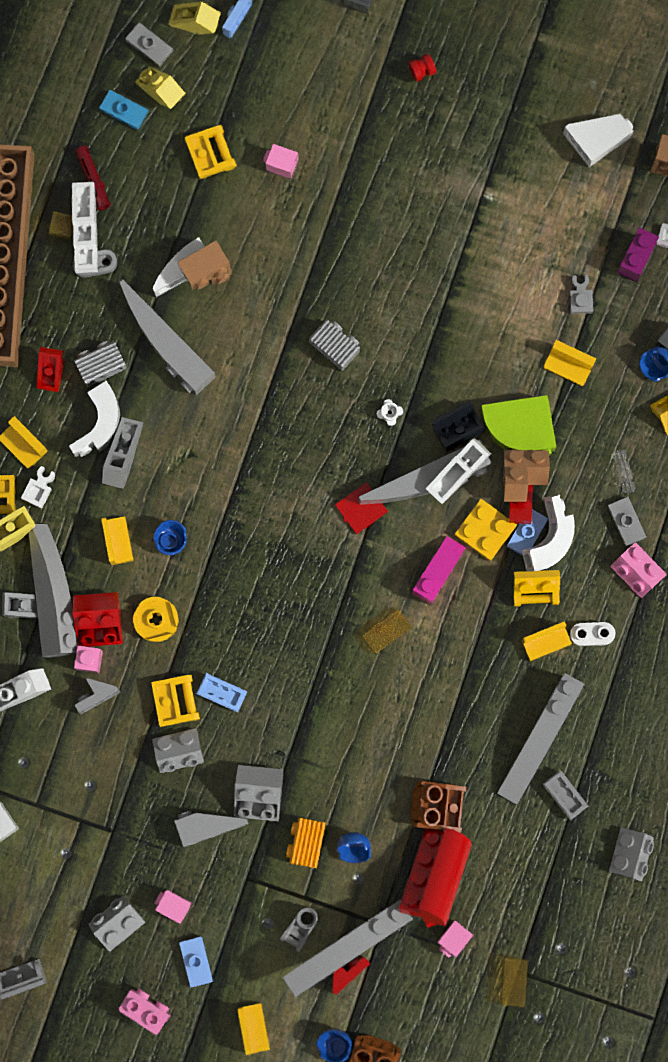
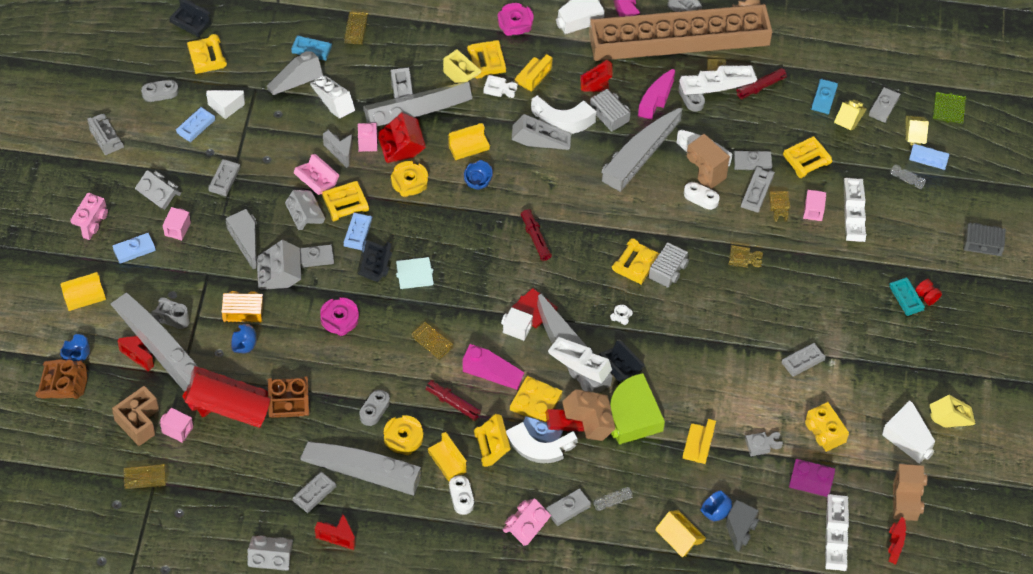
camera: 75 degrees right, 25 degrees down
(26, 866) = (195, 124): none -> light blue plate
(89, 304) = (656, 95): none -> dark pink slope
(113, 840) = (224, 177): none -> light grey plate
(133, 729) = (317, 175): none -> bright pink bracket
(201, 215) = (751, 159): none -> light grey plate
(241, 285) = (699, 195): none -> white plate
(245, 219) = (757, 189): none -> light grey plate
(246, 747) = (316, 256): none -> light grey plate
(257, 46) = (908, 176): none -> clear axle
(265, 486) = (533, 228): none -> dark red pin
(269, 199) = (780, 204): none -> clear yellow plate
(269, 679) = (374, 260): none -> black bracket
(289, 636) = (414, 273): none -> light aqua piece
(293, 118) = (854, 209): none -> white slope
(325, 375) = (640, 265): none -> yellow plate
(337, 260) = (741, 257): none -> clear yellow plate
(337, 719) = (339, 325): none -> dark pink plate
(385, 532) = (517, 323): none -> white brick
(422, 92) = (907, 296): none -> teal plate
(439, 989) = (133, 415): none -> medium nougat brick
(464, 712) = (375, 406): none -> light grey plate
(468, 626) = (447, 396): none -> dark red pin
(485, 226) = (803, 359): none -> light grey plate
(495, 689) = (400, 425): none -> yellow plate
(576, 223) = (826, 427): none -> yellow brick
(581, 86) = (951, 412): none -> light yellow slope
(625, 772) = (339, 535): none -> red slope

